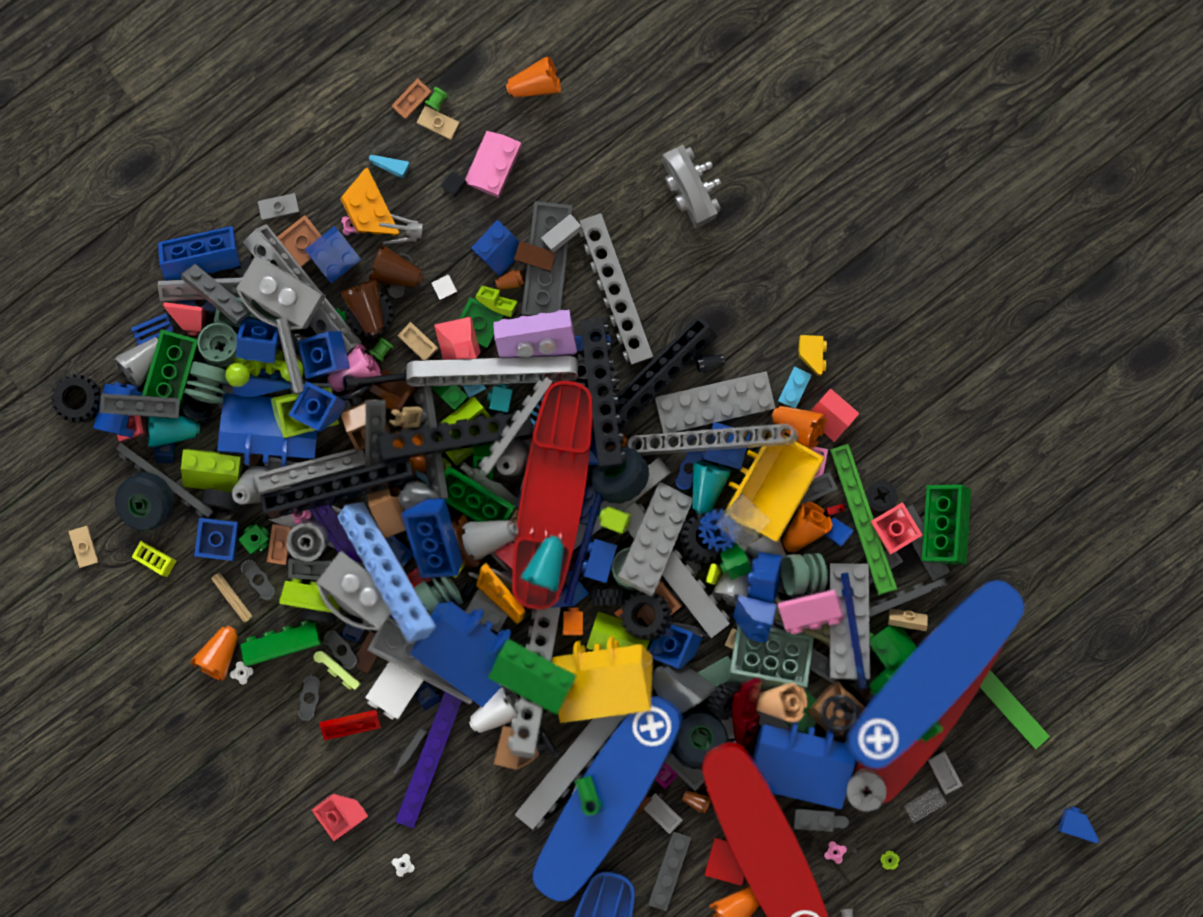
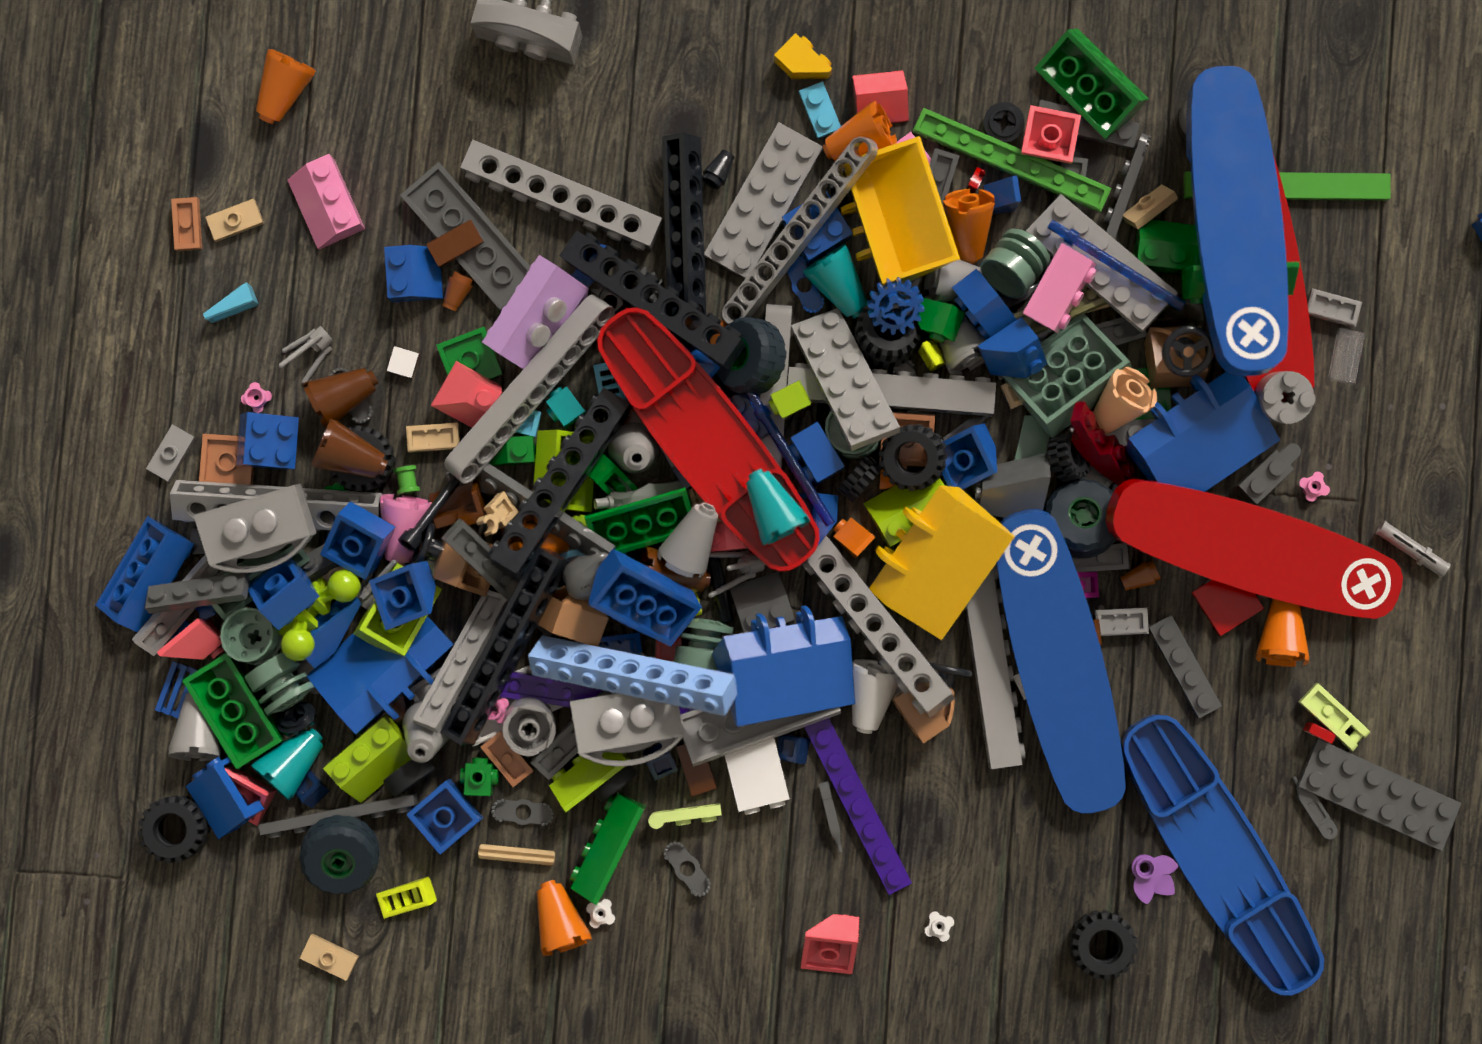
camera: 40 degrees left, 0 degrees up
(139, 405) = (237, 771): dark grey plate -> none
(290, 355) = (326, 572): light grey axle -> none
(334, 640) = (653, 792): dark grey piece -> none
(350, 725) = (751, 852): red plate -> none
(367, 206) = (252, 365): light orange wing -> none
(436, 99) = (209, 199): bright green bush -> none
(454, 184) = (309, 259): black tile -> none
(491, 299) = (458, 326): lime slope -> none
(499, 594) = (758, 583): light orange wing -> none
(509, 432) = (606, 424): light grey plate -> none
(532, 676) = (872, 624): green slope -> none
(561, 233) = (456, 196): light grey tile -> none
(587, 793) = (1039, 675): green piece -> none
(743, 521) = (910, 272): clear slope -> none
(890, 855) = (1375, 435): lime plate -> none

